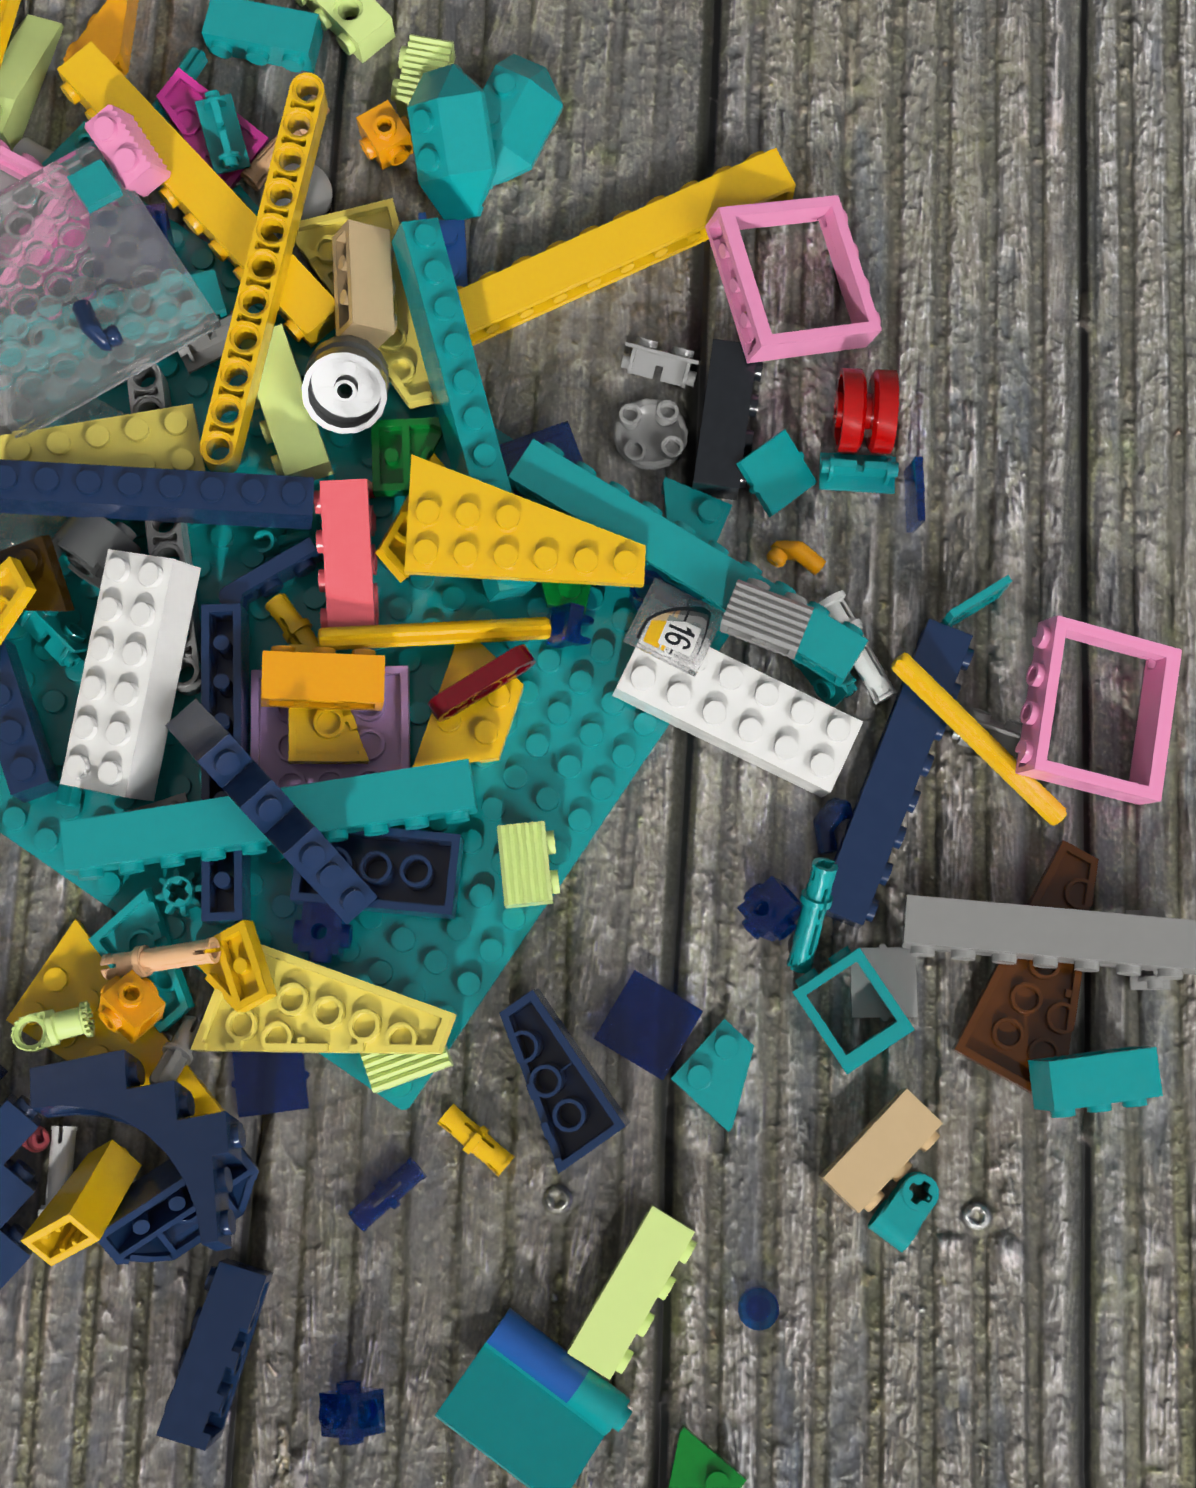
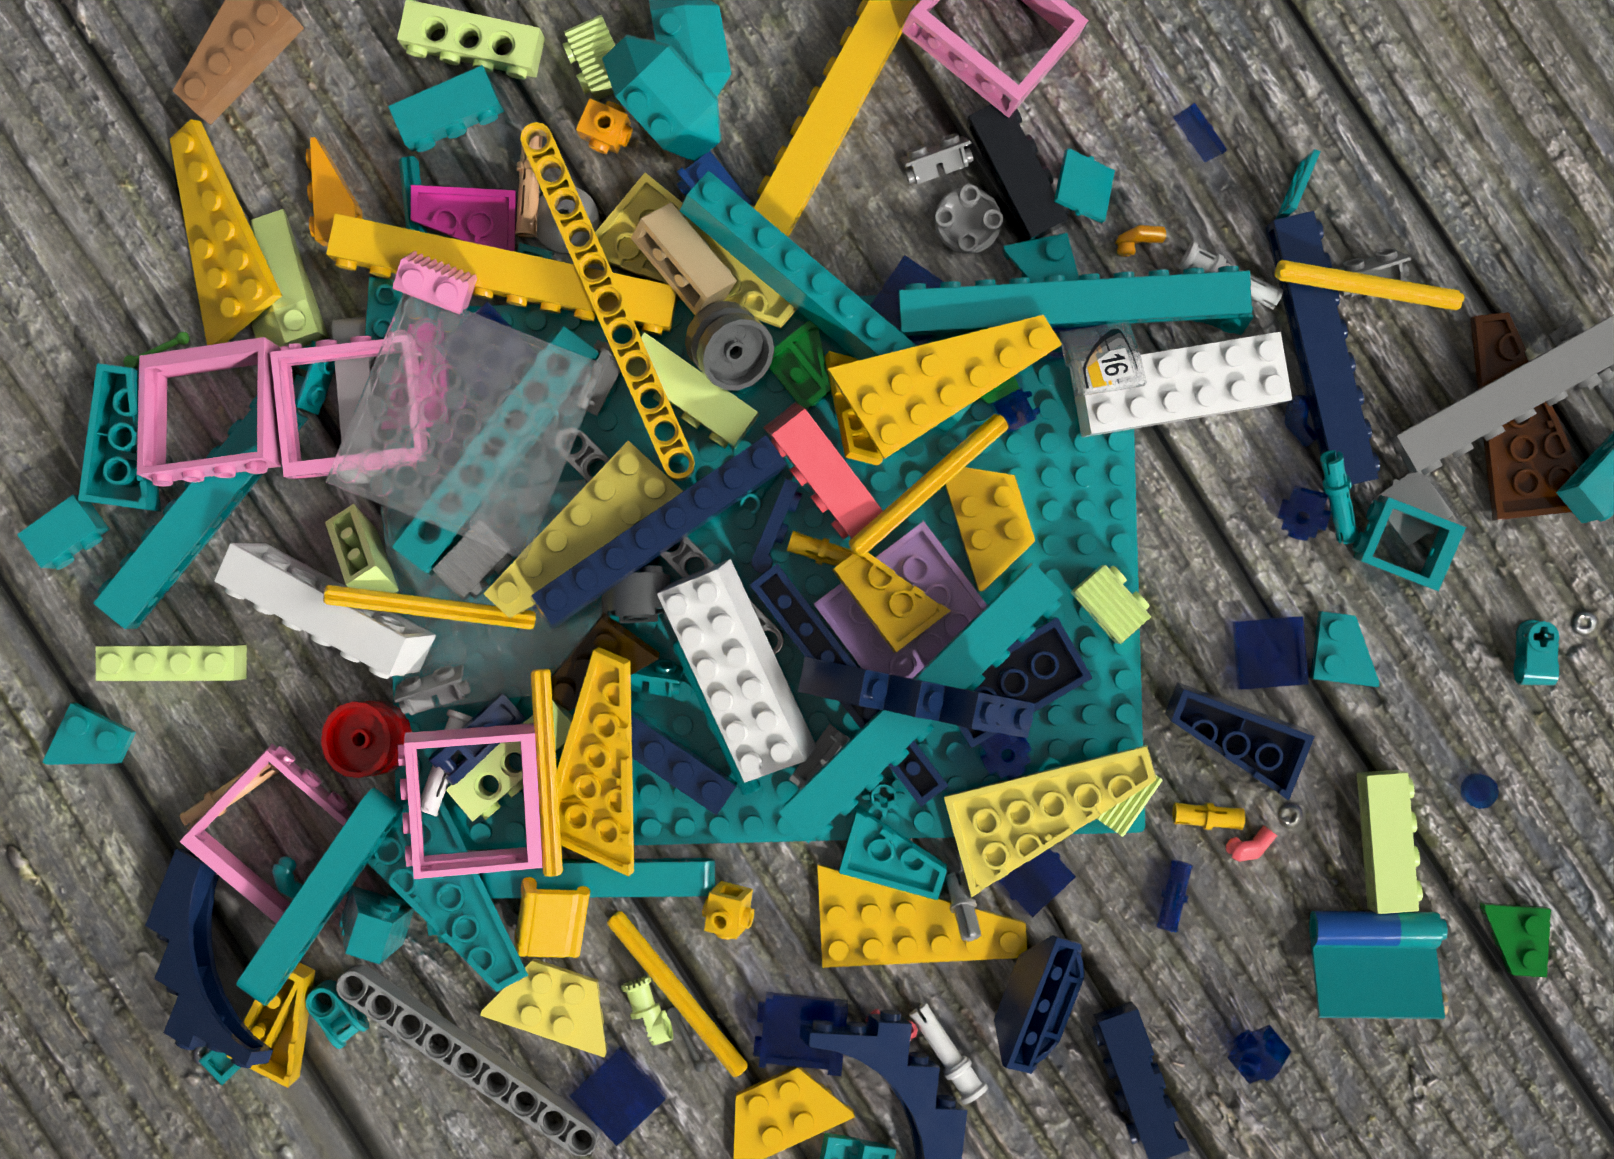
camera: 40 degrees left, 10 degrees up
(55, 1026) = (867, 949): yellowish green connector -> none
(83, 1204) = (979, 1051): yellow slope -> none
(91, 327) = (521, 439): dark blue arm -> none
(95, 186) = (437, 329): teal tile -> none
(130, 1005) = (909, 897): light orange brick -> none
(147, 960) = (896, 860): light nougat pin -> none
(198, 1146) = (991, 955): dark blue arch -> none
(222, 132) = (482, 213): teal hinge -> none
(242, 968) = (964, 820): yellow wing -> none
(322, 679) = (880, 576): light orange brick -> none
(481, 683) = (990, 497): dark red beam -> none
(494, 1203) = (1250, 849): none -> coral arm
(766, 617) = (1170, 307): light grey brick -> none
(858, 473) = (1141, 142): teal hinge -> none
(866, 410) = (1121, 92): red wheel -> none
(882, 1151) = (1493, 625): tan brick -> none
(1153, 720) = (1481, 183): bright pink window -> none

